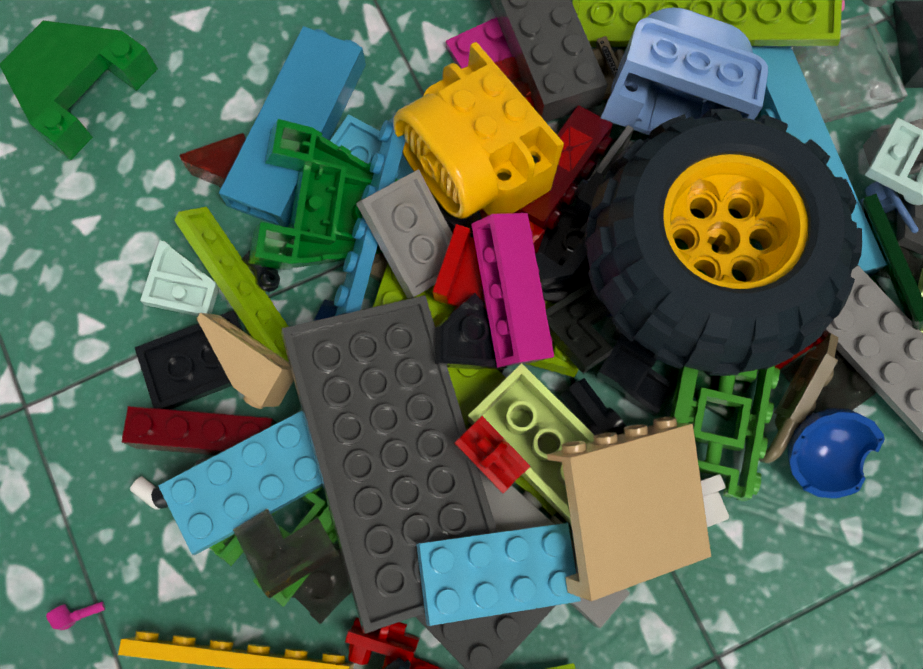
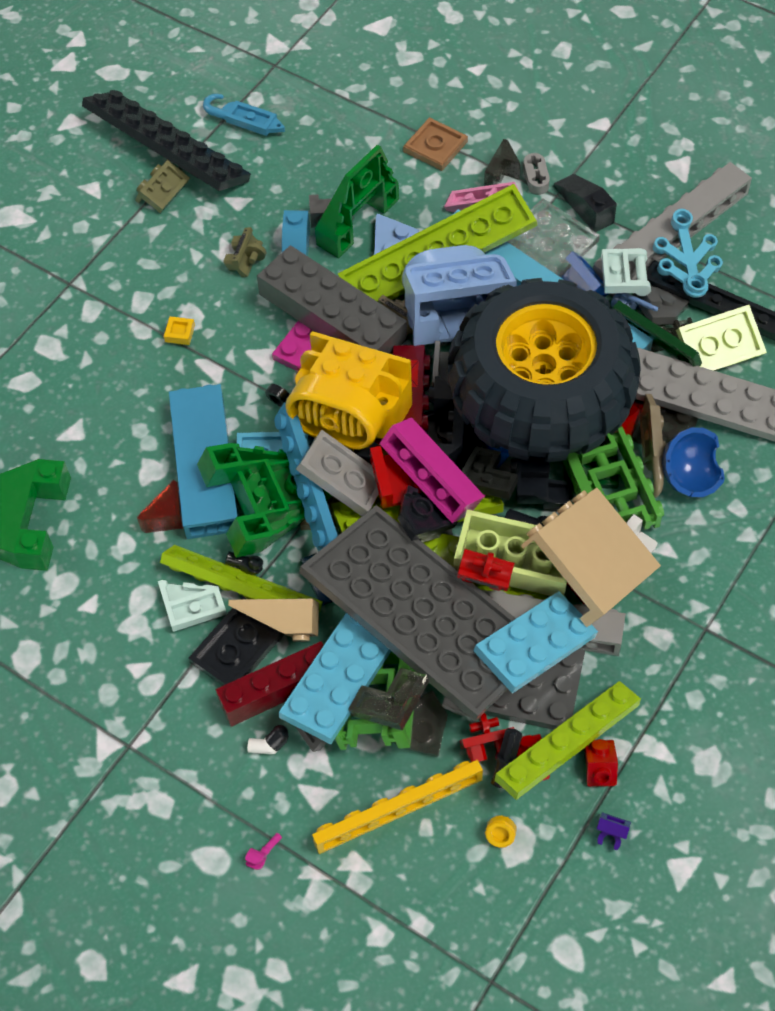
camera: 30 degrees left, 15 degrees down
(416, 88) = (277, 394): none -> black tile
(853, 140) = (583, 275): none -> panel

